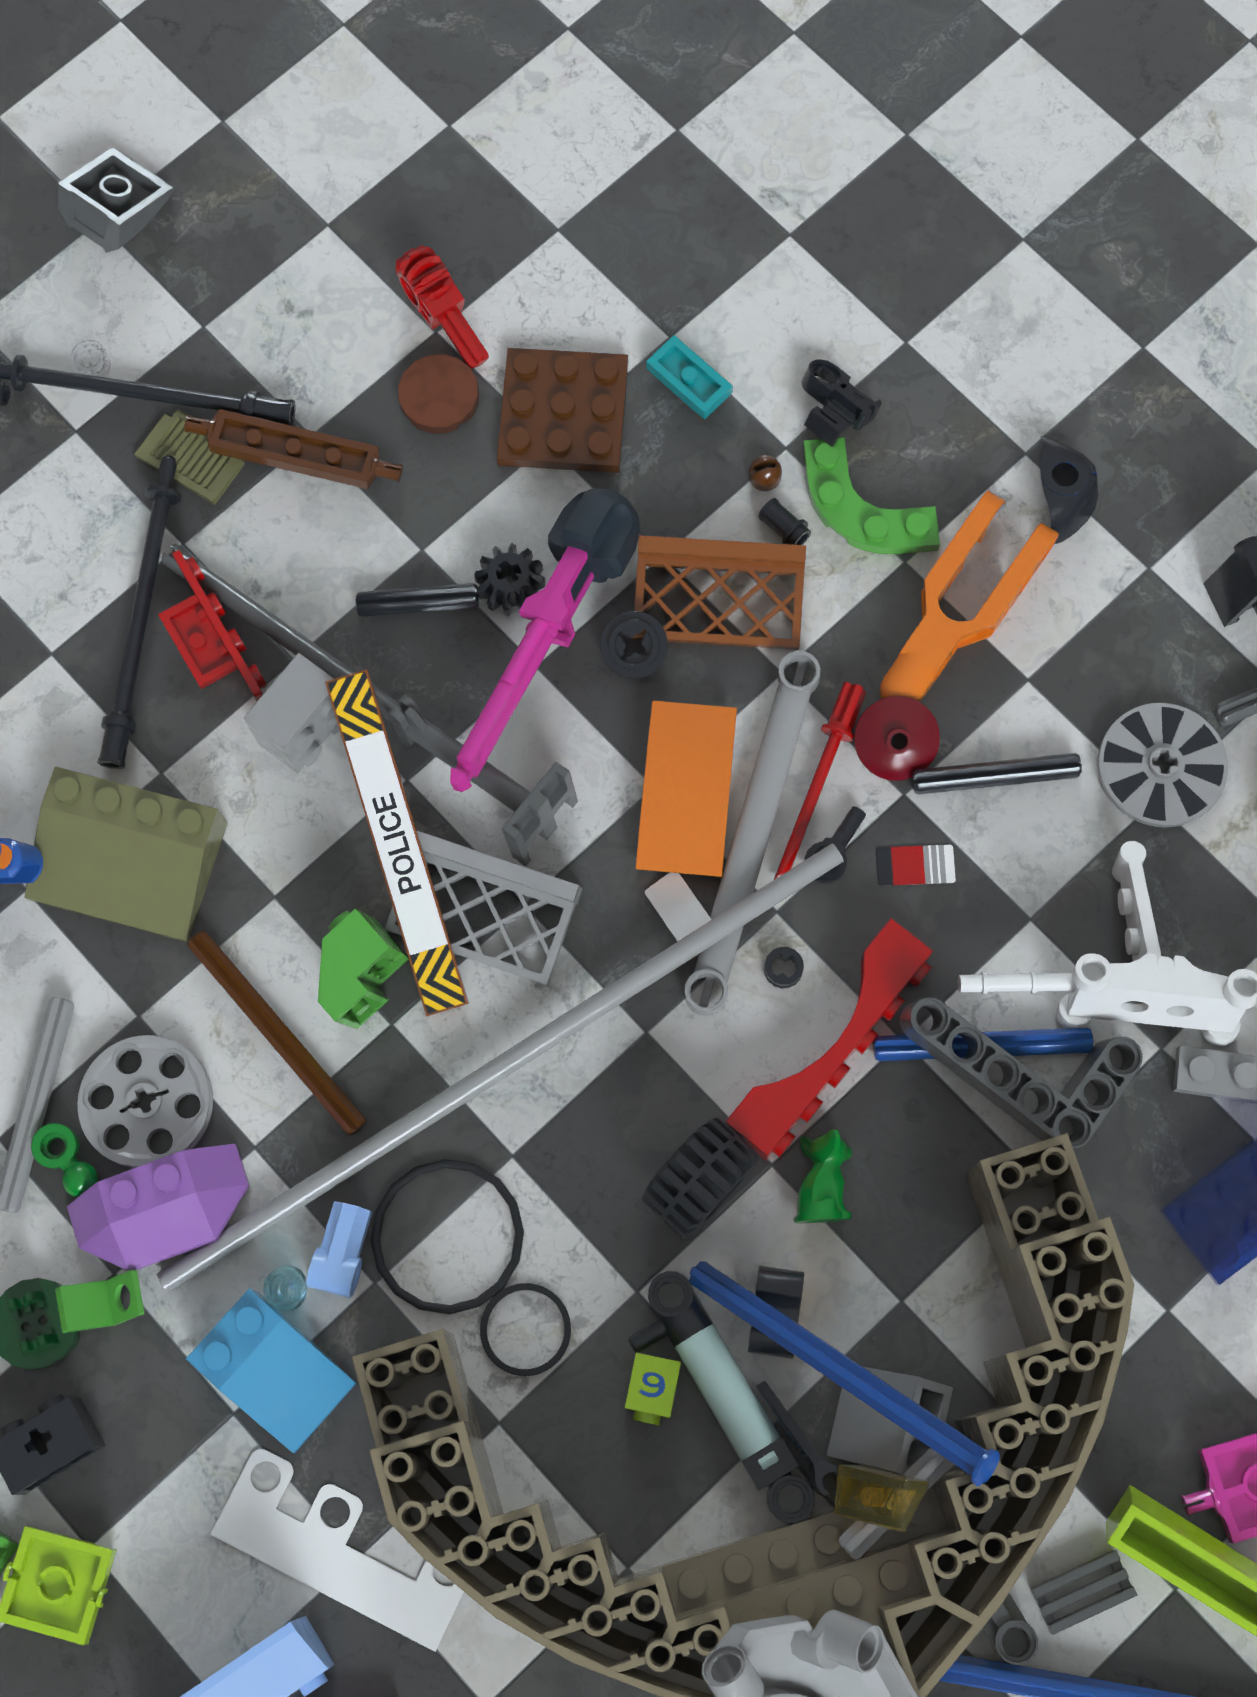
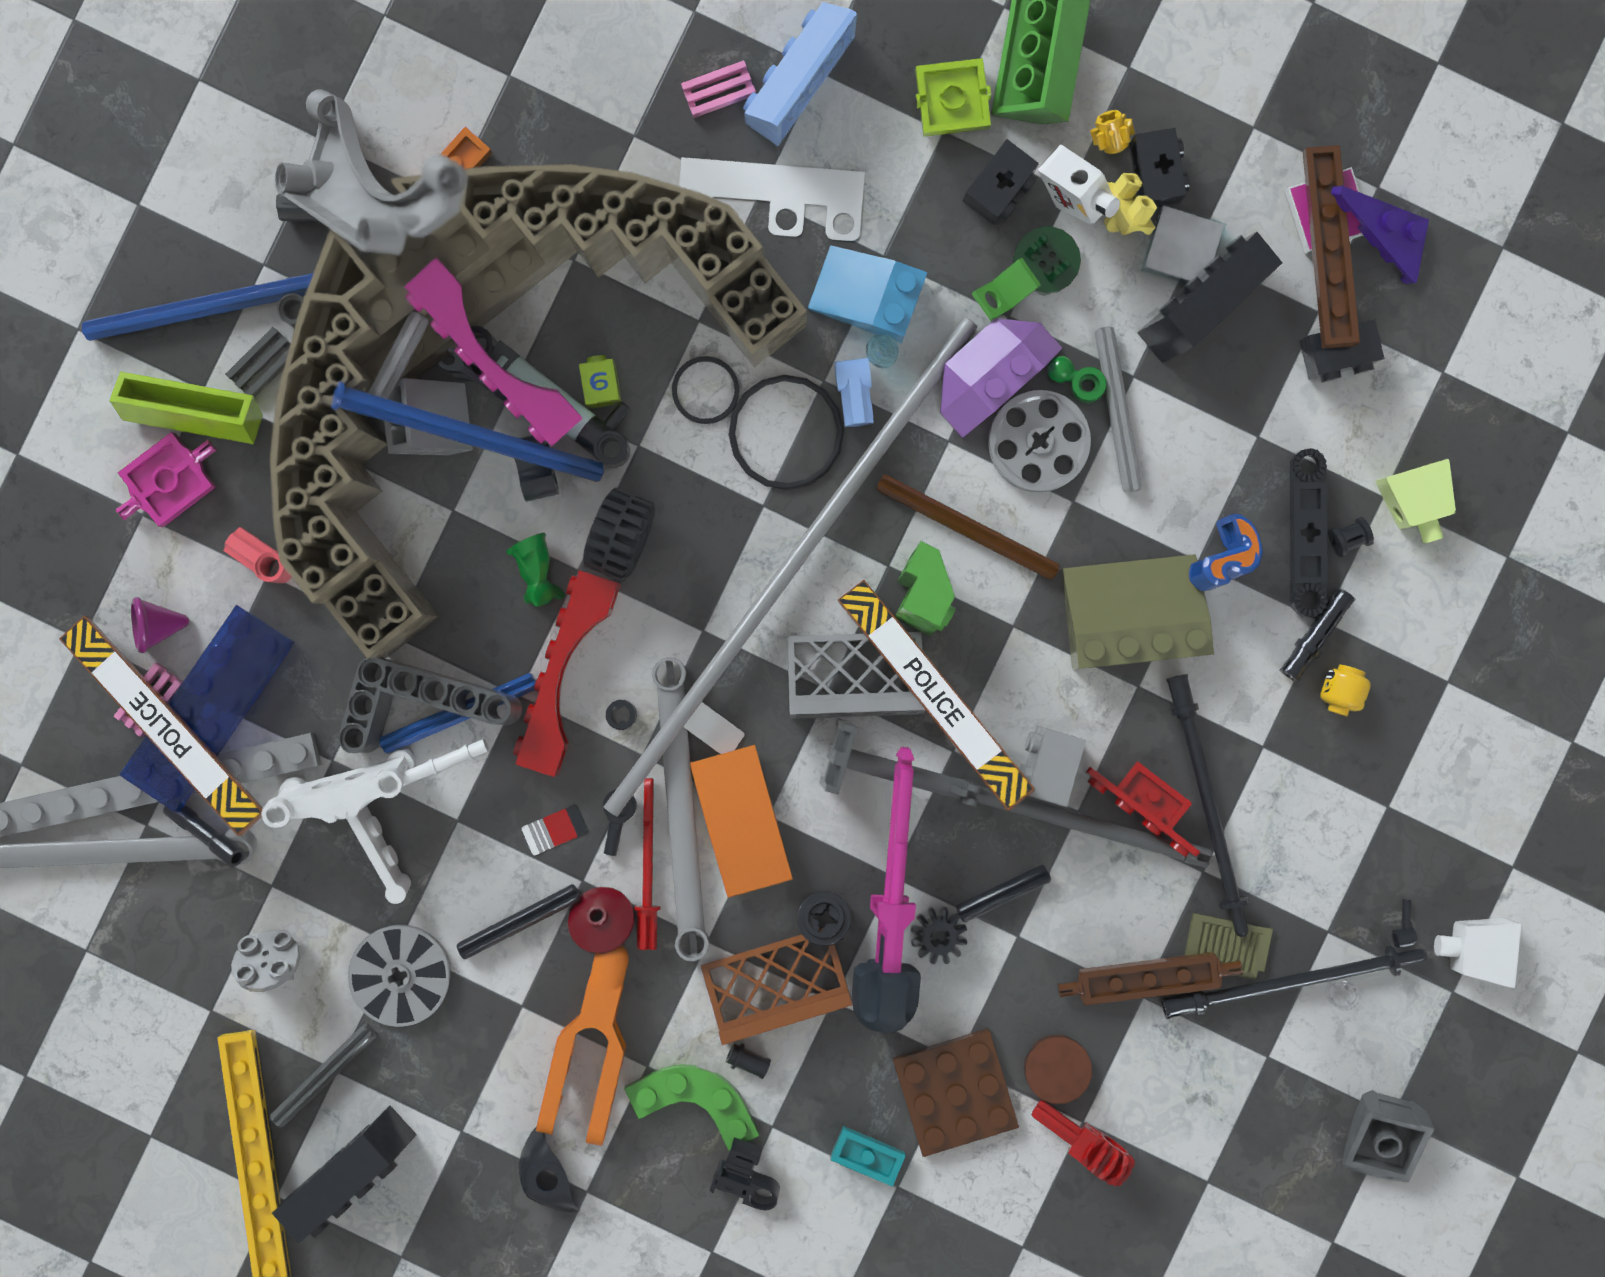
camera: 160 degrees right, 15 degrees up
(767, 478) = (775, 1094): reddish brown hinge -> none
(806, 1555) = (441, 297): none -> dark pink arch
(878, 1496) = (409, 357): clear yellow slope -> none
(1172, 1336) = (255, 555): none -> coral piece

